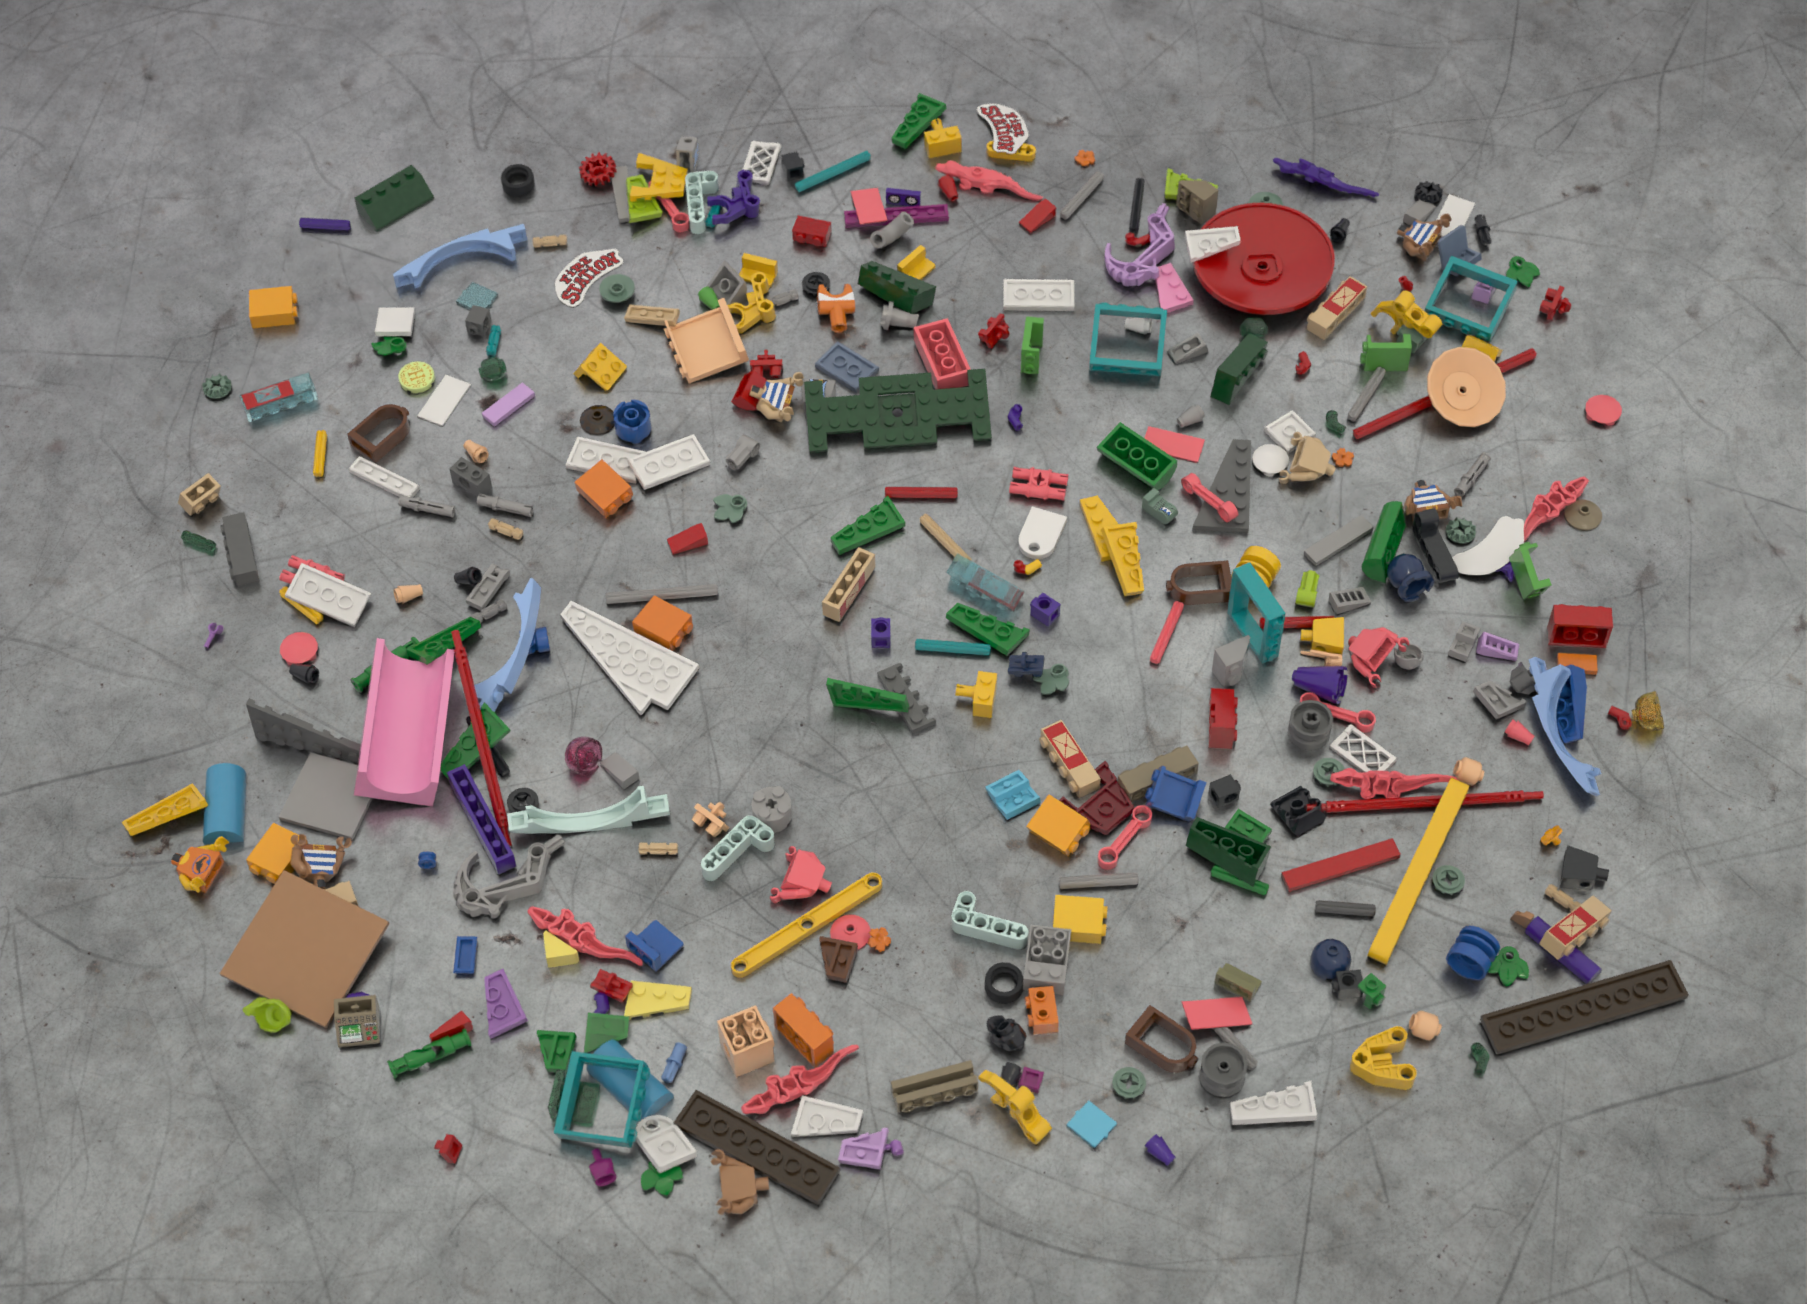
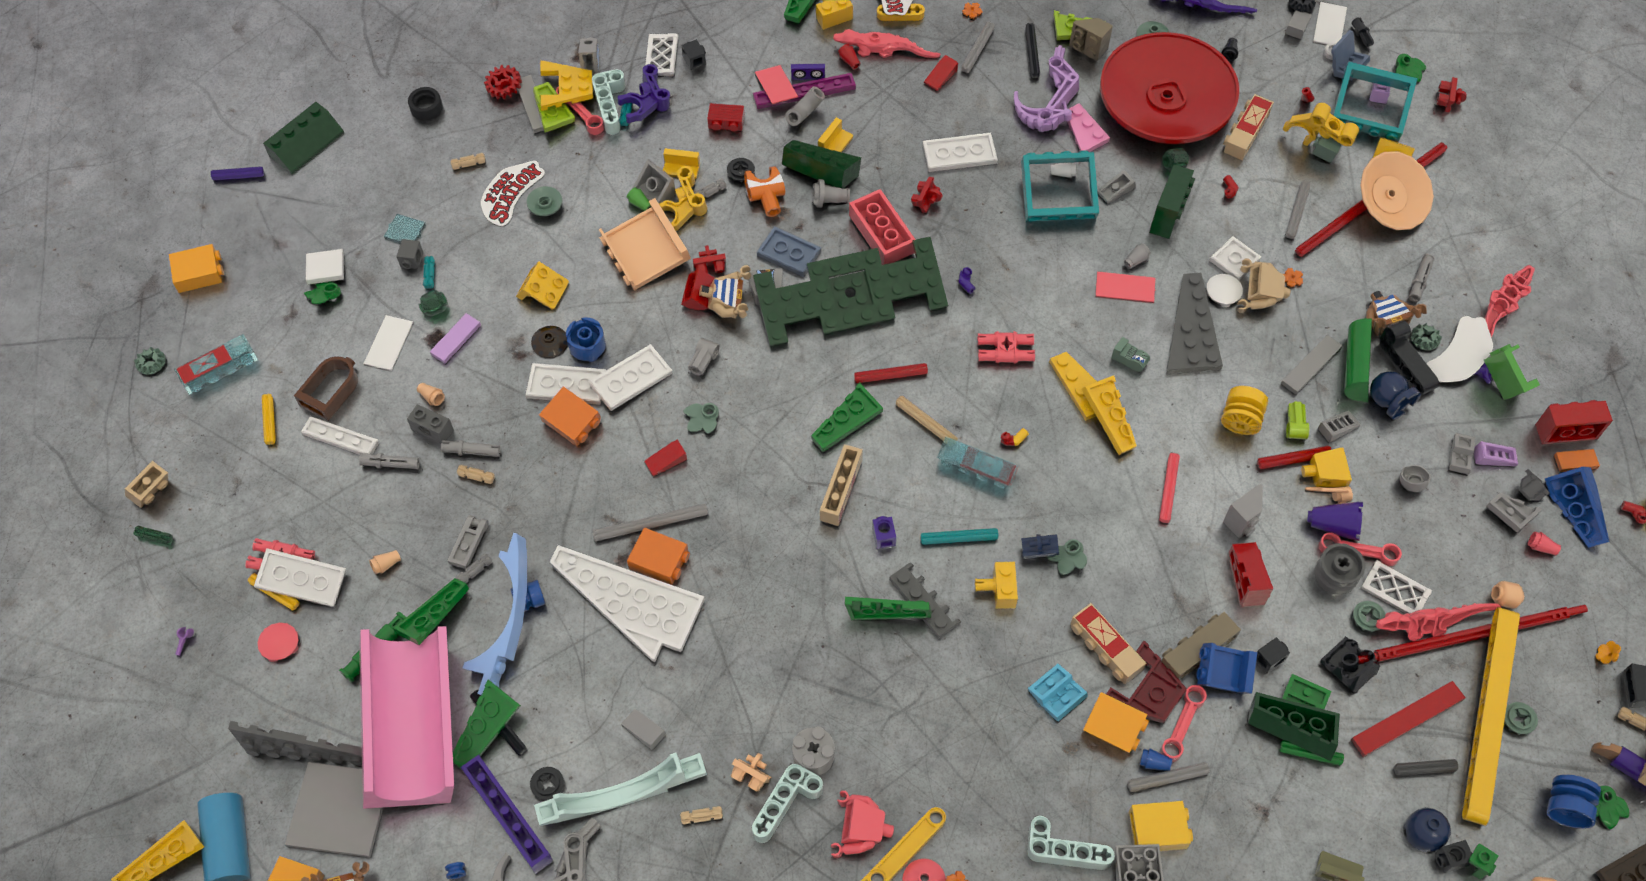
camera: 10 degrees left, 5 degrees up
(240, 549) = (199, 539): dark grey brick -> none
(306, 673) = (289, 669): black cone -> none
(416, 377) = (356, 322): yellowish green tile -> none
(468, 576) = (448, 534): black cone -> none
(481, 736) = (491, 722): red axle -> none
(497, 242) = (416, 169): light blue slope -> none
(583, 755) = (601, 721): clear pink cylinder -> none
(651, 315) = (584, 224): tan tile -> none
(832, 171) = (733, 54): teal axle -> none
(999, 635) = (1003, 515): green wing -> none
(1032, 337) = (966, 195): bright green panel -> none
(1042, 531) = (1019, 397): white tile -> none
(1048, 615) = (1047, 488): dark purple brick -> none
(1088, 863) = (1154, 760): none -> blue cone
(1137, 242) = (1041, 86): red arm -> none
(1138, 456) = (1098, 305): green brick -> none
(1201, 569) = (1214, 422): reddish brown window -> none
(1210, 241) = (1116, 77): white wing -> none
(1226, 510) = (1200, 351): coral piece -> none
(1248, 584) = (1273, 445): teal window -> none
(1332, 422) = (1273, 242): clear green arm -> none
(1372, 648) = (1378, 478): coral torso -> none
(1386, 355) = (1310, 169): bright green panel -> none
(1423, 236) = (1310, 46): torso -> none
(1549, 686) = (1564, 492): light blue slope -> none
(1583, 520) = (1537, 309): dark tan dish -> none
(1603, 409) = (1524, 194): coral dish -> none

